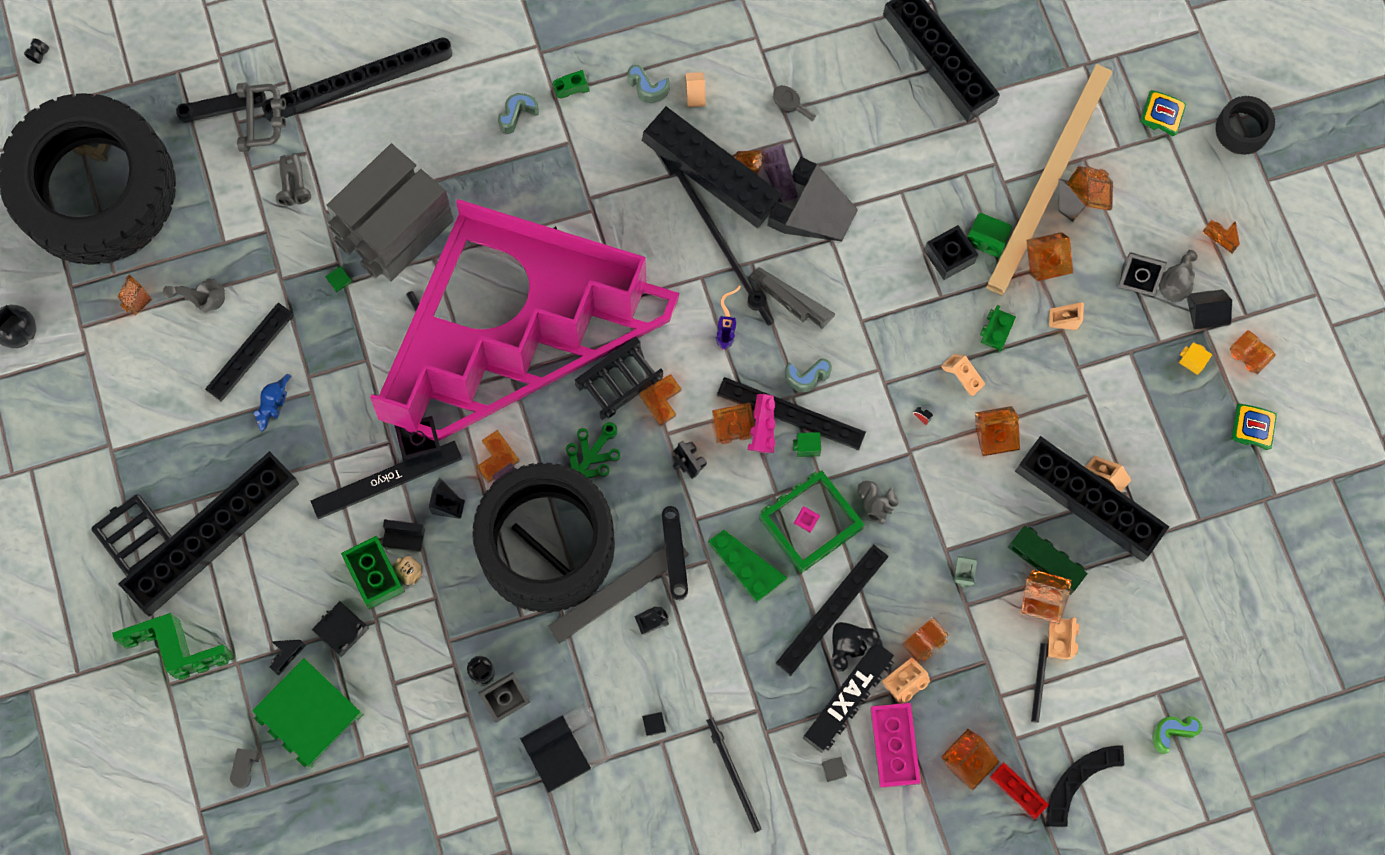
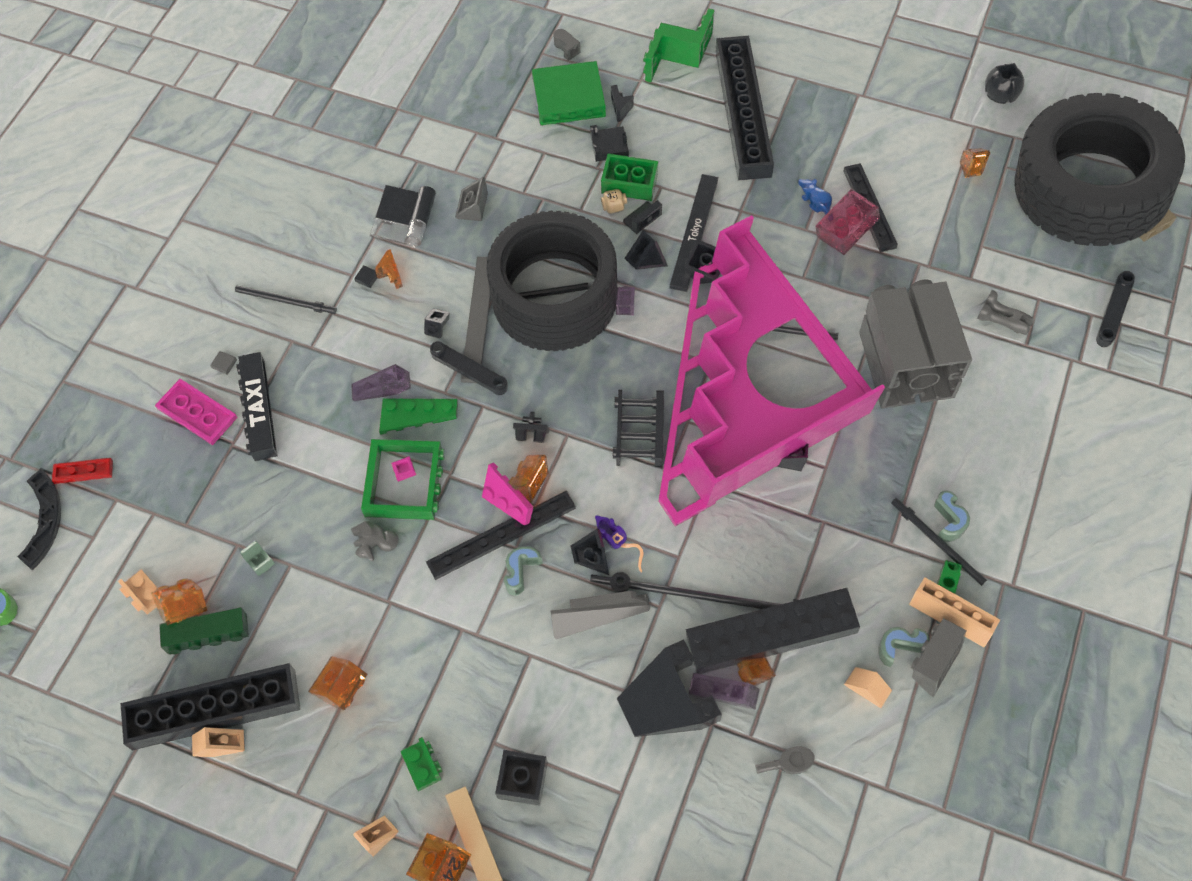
camera: 135 degrees right, 10 degrees down
(115, 513) = (789, 57): black bar -> none
(206, 297) = (940, 206): dark grey hair -> none
(277, 122) = (1065, 303): dark grey bar -> none
(288, 351) = (847, 221): none -> clear pink brick
(365, 72) = (1081, 359): black beam -> none
(481, 671) = (501, 196): black wheel -> none
(501, 456) = (648, 310): clear orange plate -> none
(536, 142) = (909, 514): none -> black bar
(591, 456) = (595, 367): green plant -> none
(596, 63) = (941, 604): none -> light nougat brick
(629, 709) = (388, 267): none -> clear orange slope
(641, 50) = (938, 655): none -> dark grey slope
(656, 399) = (600, 443): clear orange plate -> none
(747, 612) = (382, 384): none -> clear purple slope
(751, 336) = (591, 552): none -> black slope
(807, 444) = (463, 523): green brick -> none
(832, 610) = (328, 449): black tile -> none
(850, 641) = (293, 435): black head -> none
(906, 681) = (228, 453): light nougat bracket -> none
(924, 416) = (406, 633): tile -> none
(925, 640) = (240, 489): clear orange brick -> none
(965, 373) = (409, 695): light nougat bracket -> none
(970, 759) = (135, 451): clear orange slope -> none
(989, 234) = (510, 832): green bracket -> none
(1039, 683) = (132, 548): black bar -> none

